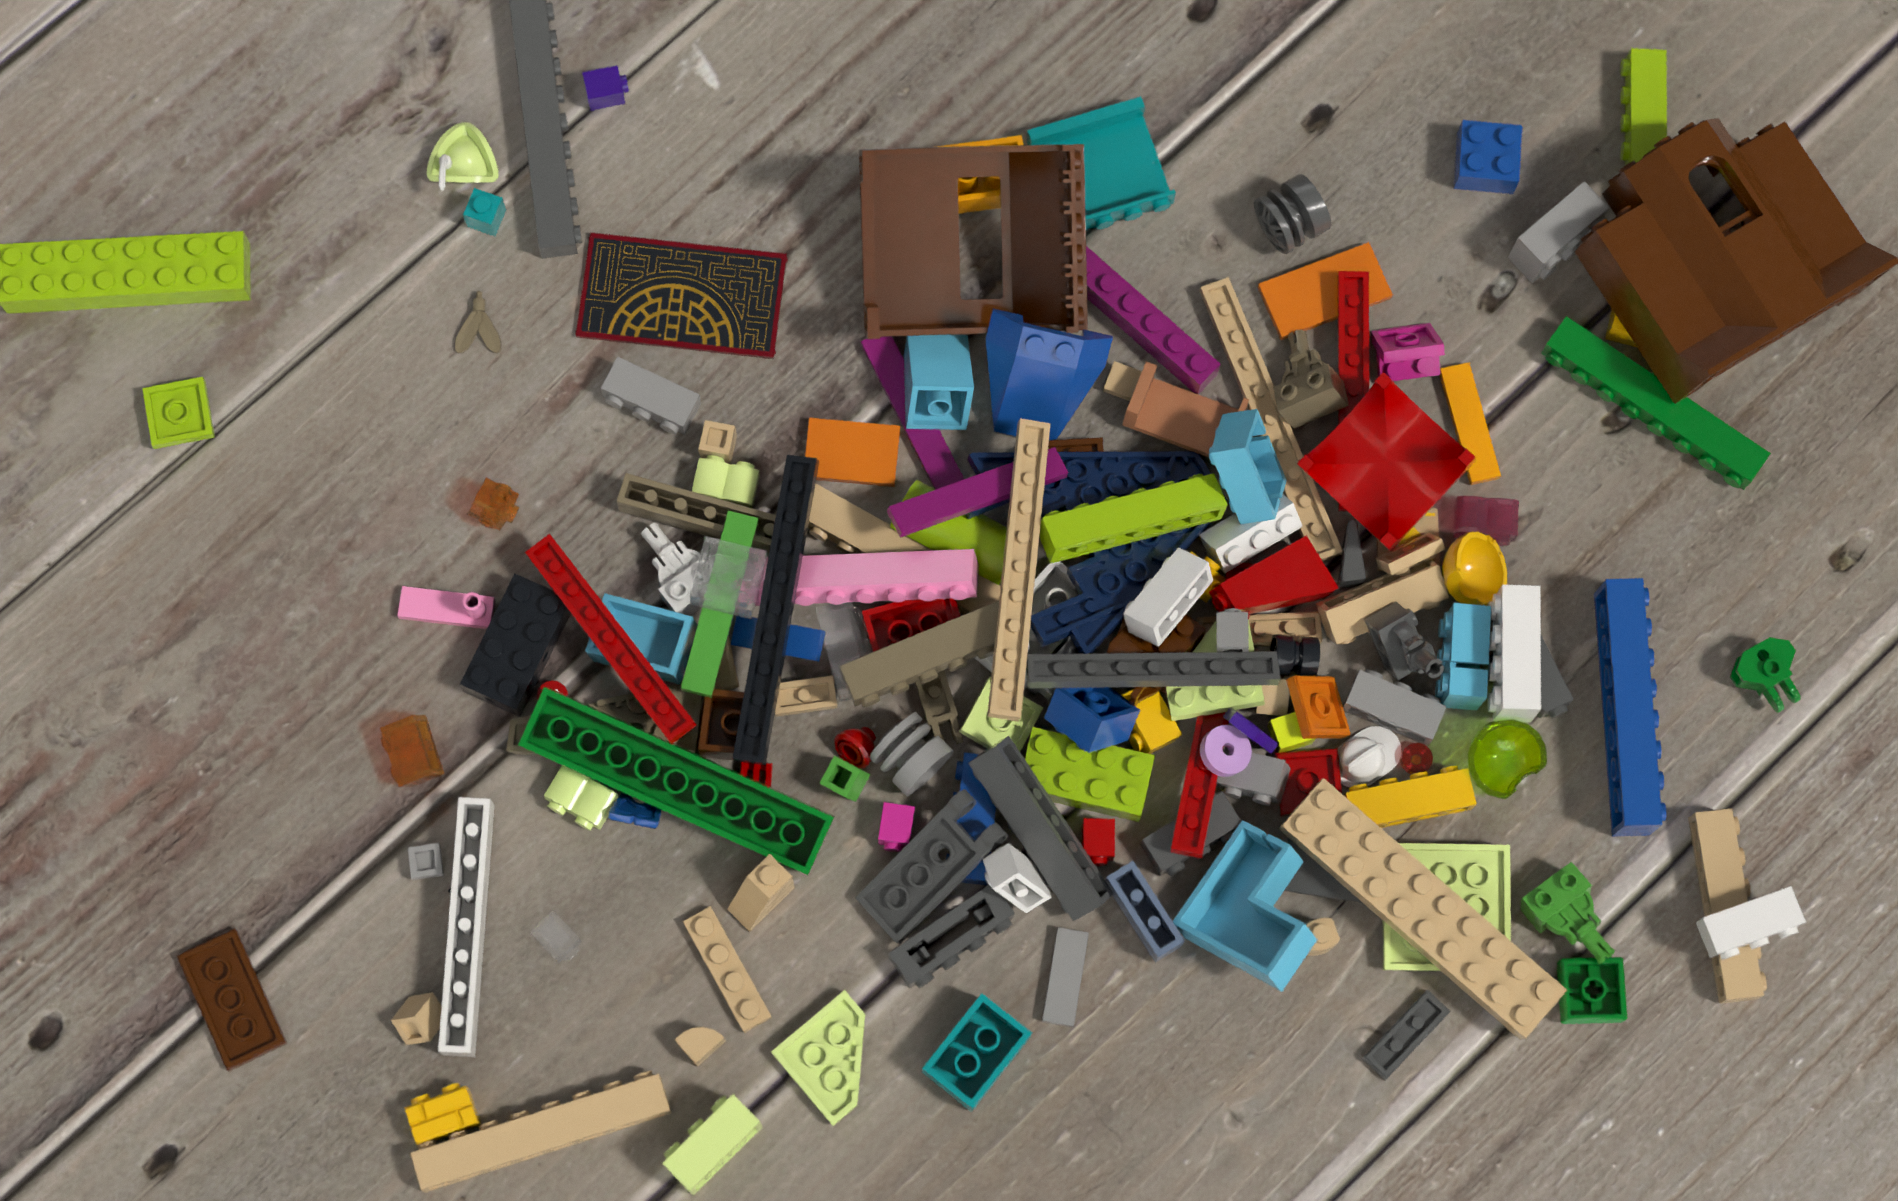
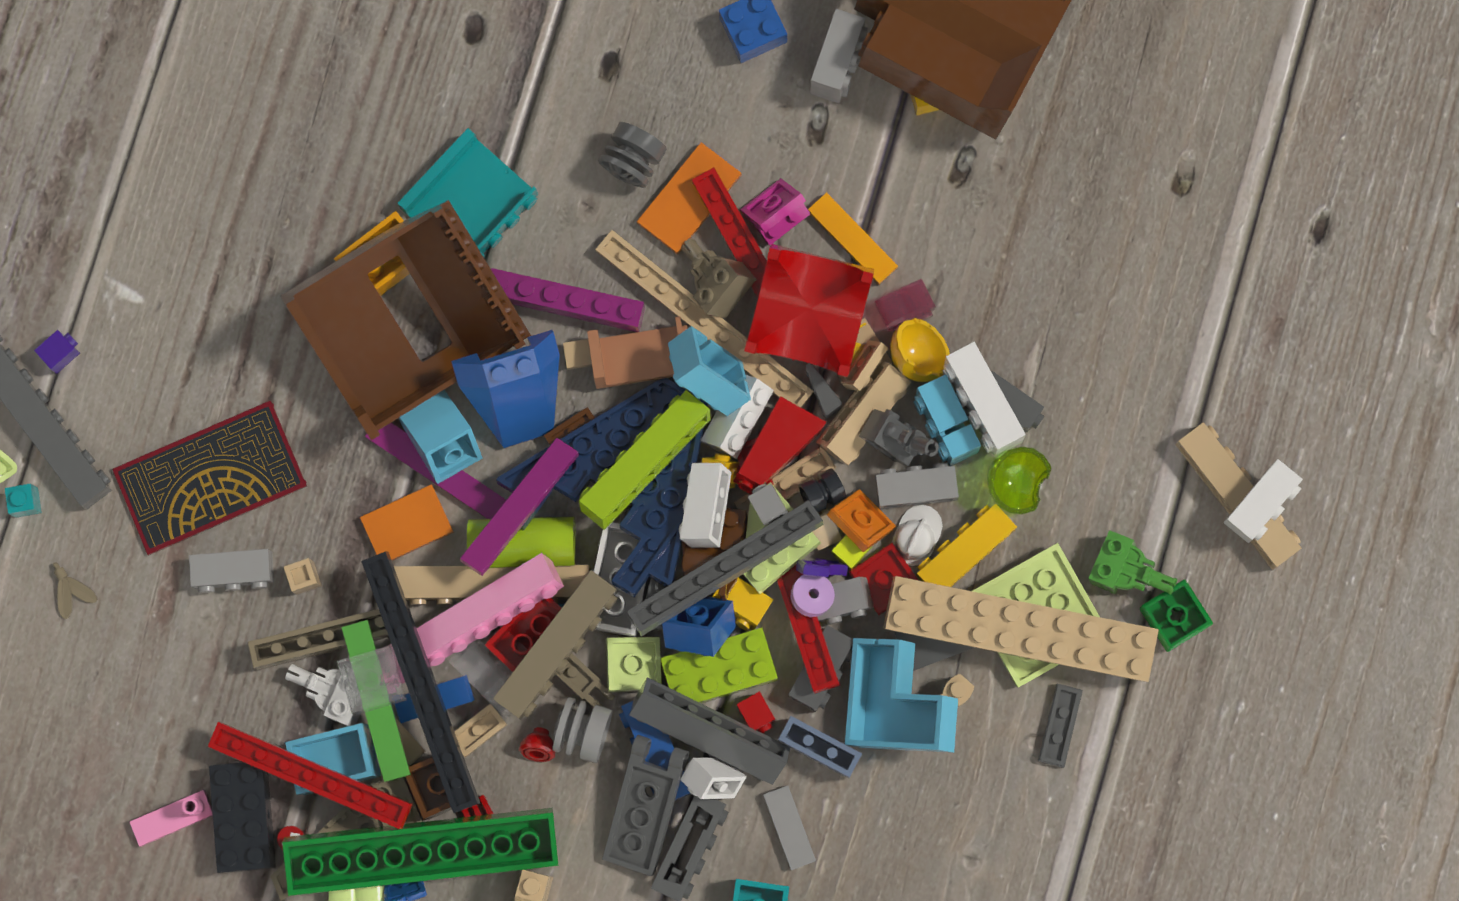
camera: 20 degrees left, 5 degrees up
(494, 504) = (162, 721): clear orange brick -> none
(726, 481) = (327, 603): yellowish green brick -> none
(844, 778) = (544, 776): bright green brick -> none
(896, 826) = (602, 789): dark pink brick -> none
(1019, 570) = (584, 550): tan plate -> none
(1416, 758) = (954, 515): clear red tile -> none
(1628, 707) = (1087, 390): blue brick -> none
(1644, 398) = (969, 146): green brick -> none
(1768, 671) = (1176, 301): green hinge -> none

